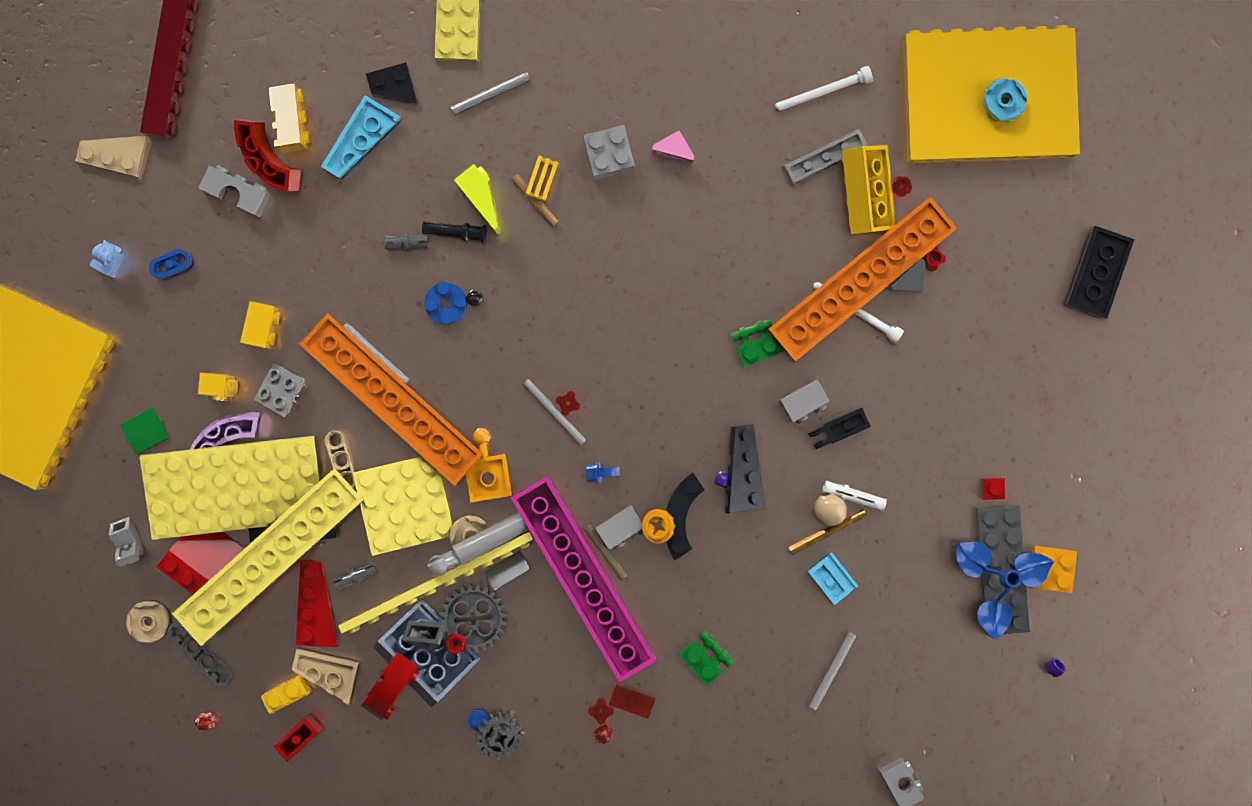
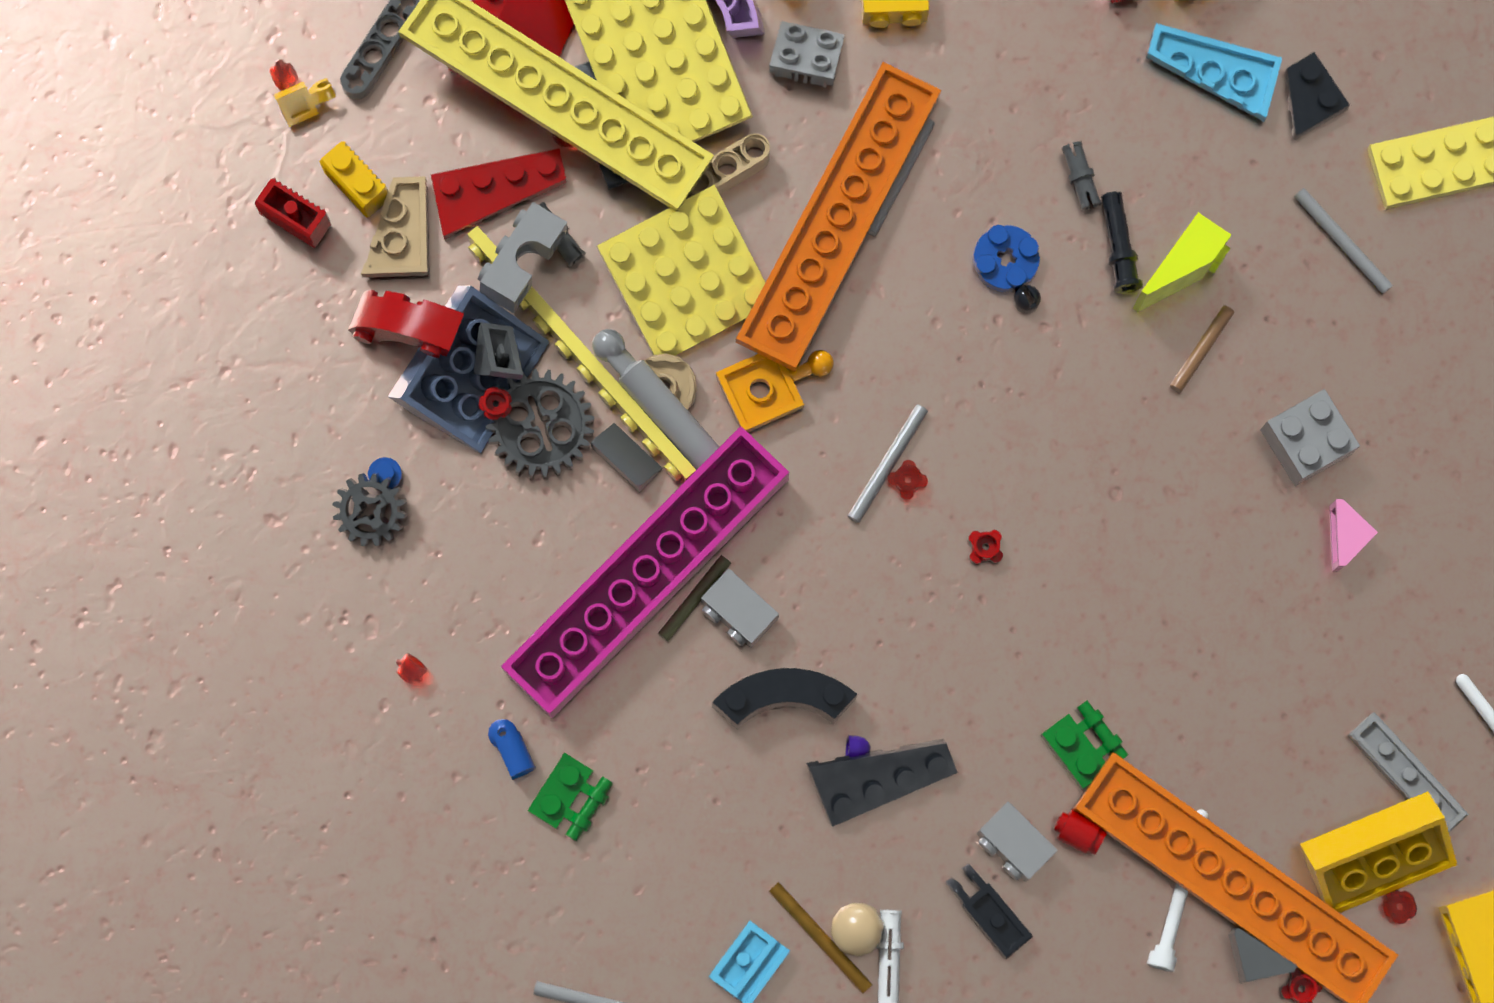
camera: 75 degrees right, 10 degrees down
(227, 715) = (299, 102): none -> yellow plate
(353, 592) = (534, 232): none -> light grey arch
(546, 162) = (1265, 349): yellow tile -> none
(596, 472) = (813, 554): blue piece -> none
(601, 717) = (443, 647): clear red plate -> none
(616, 371) = (990, 538): none -> red plate
(632, 701) = (474, 699): clear red plate -> none
(649, 527) = (751, 650): light orange gear -> none
(667, 686) = (511, 748): none -> blue piece
(808, 362) = (1079, 832): none -> red brick

